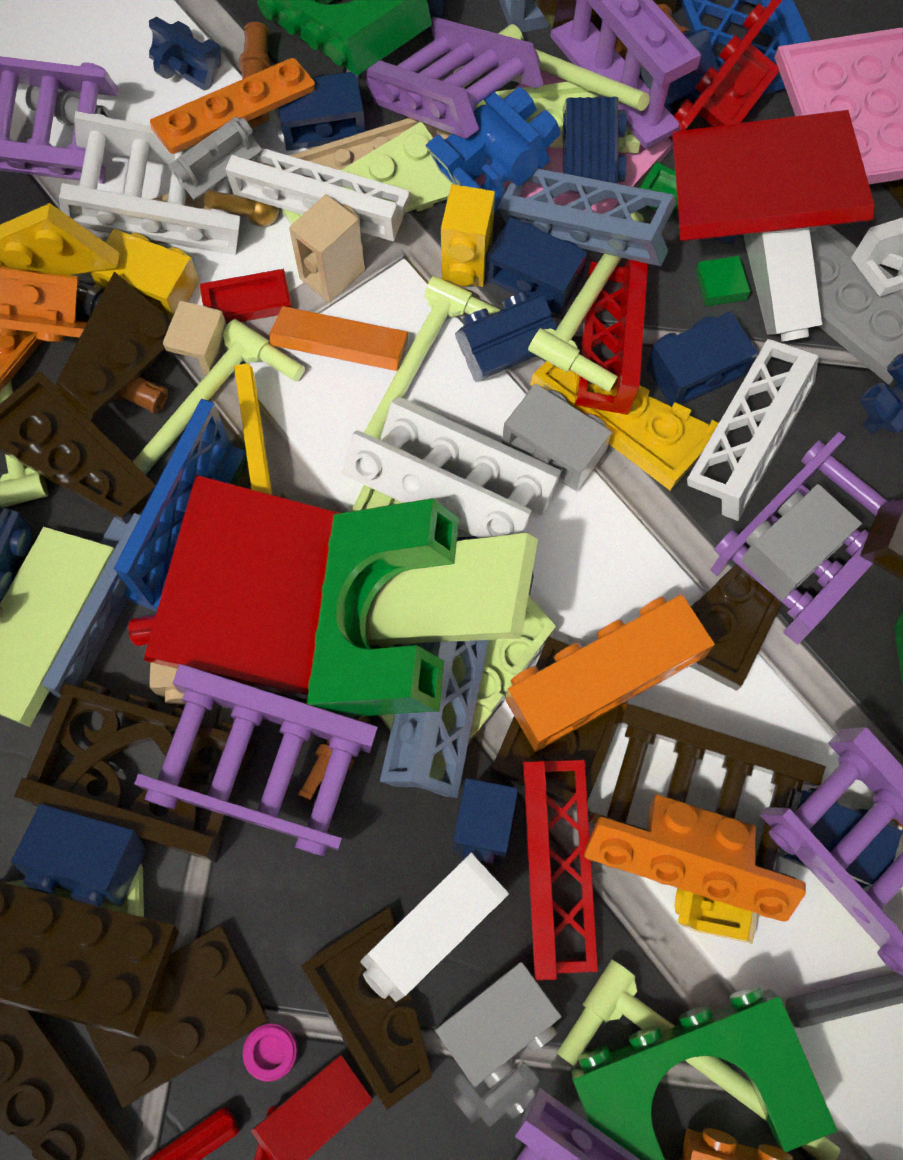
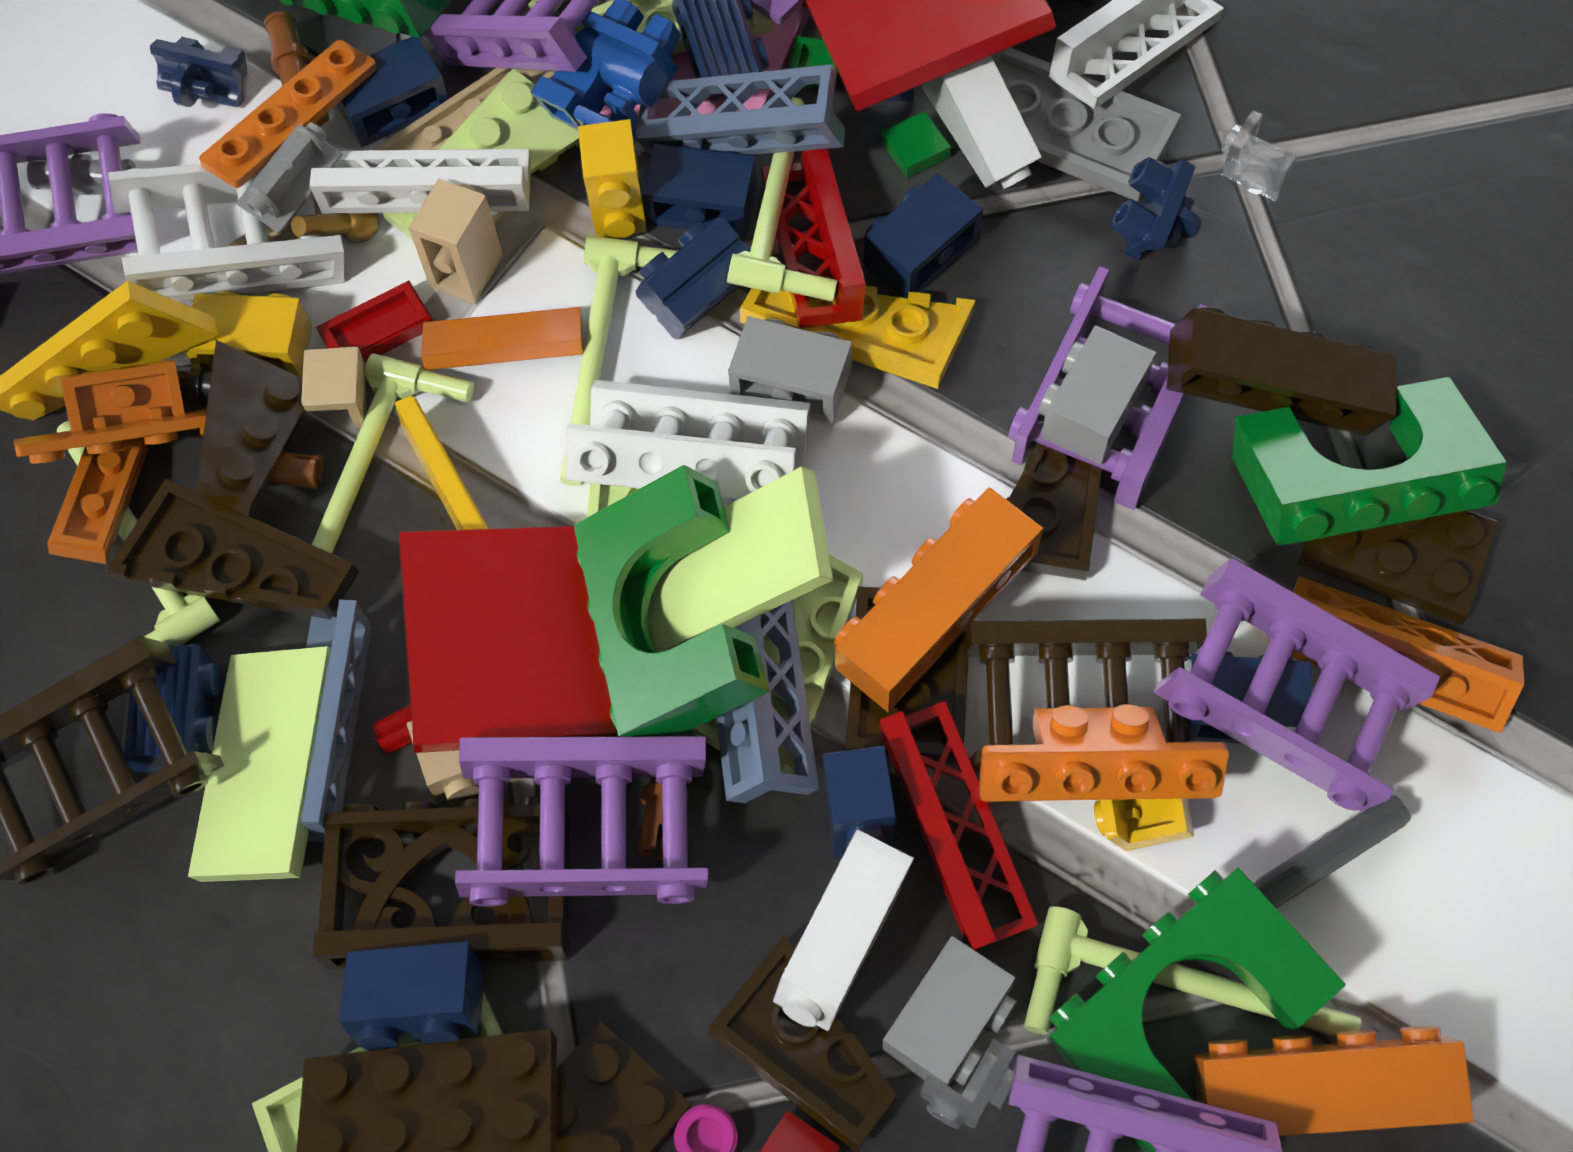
camera: 15 degrees left, 5 degrees down
(150, 548) = (378, 625): blue fence -> none
(766, 437) = (1024, 296): white fence -> none

